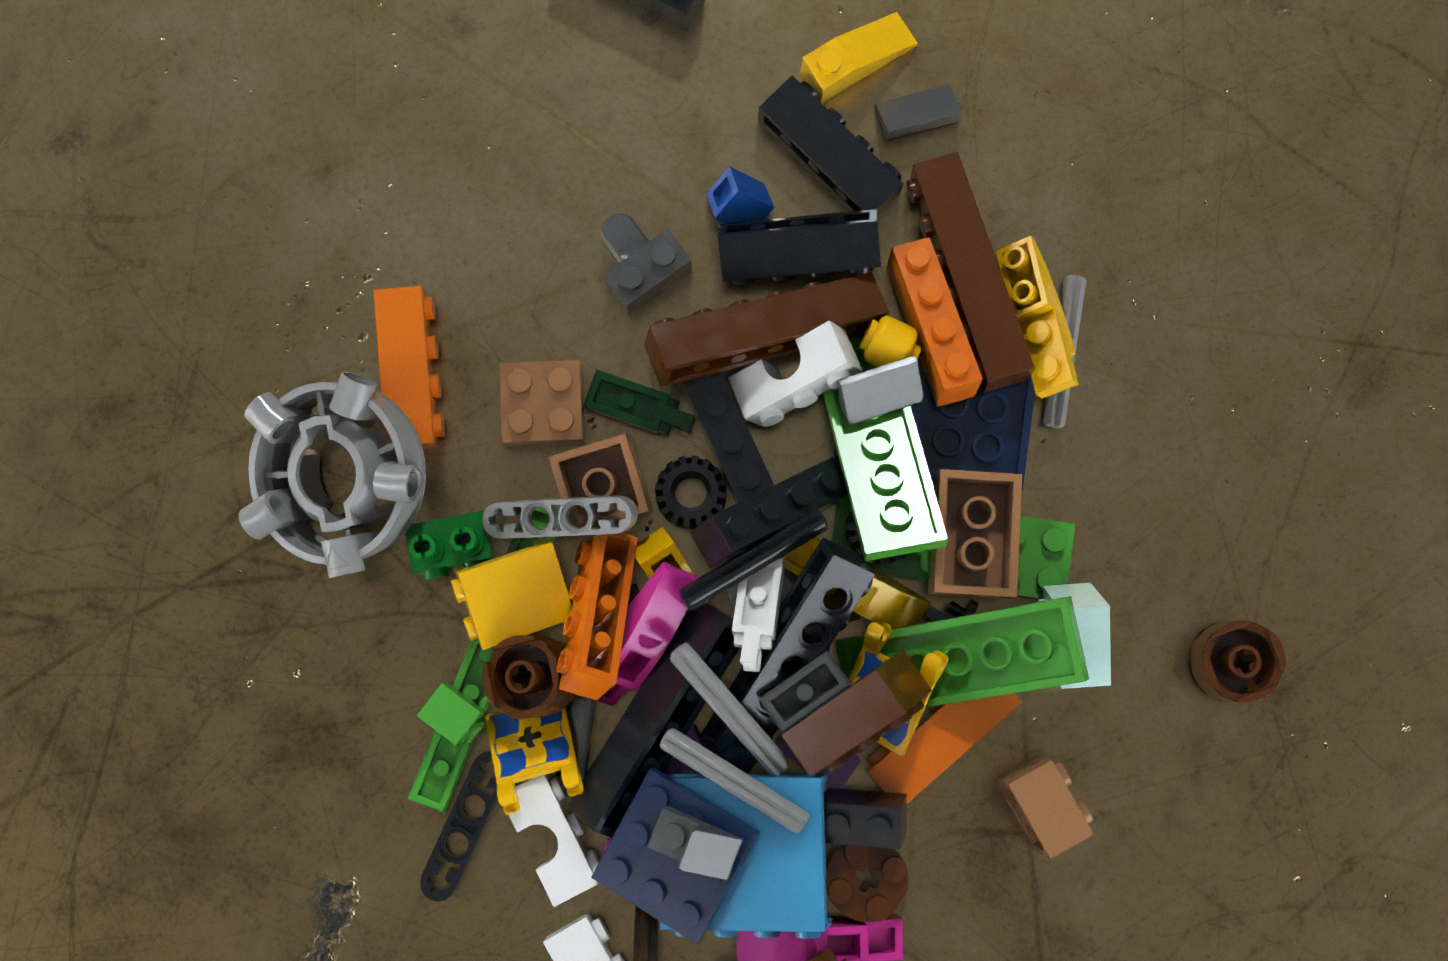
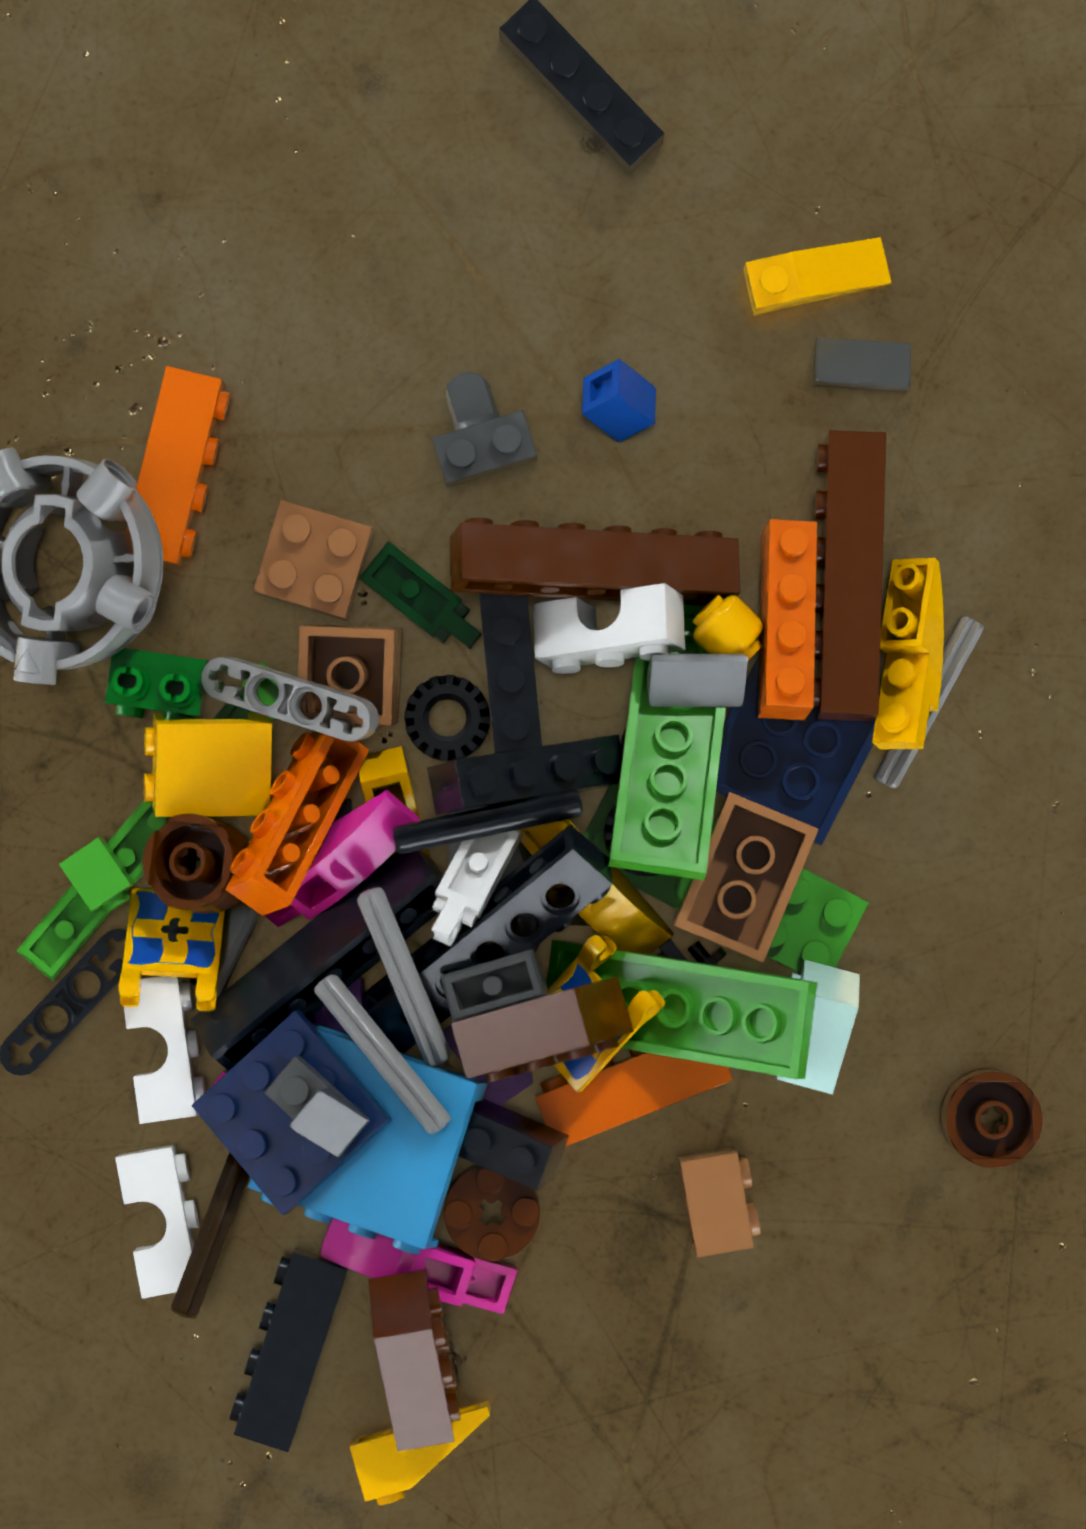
camera: 20 degrees right, 5 degrees up
(799, 246) = (666, 480): black brick -> none
(829, 148) = (743, 376): black brick -> none

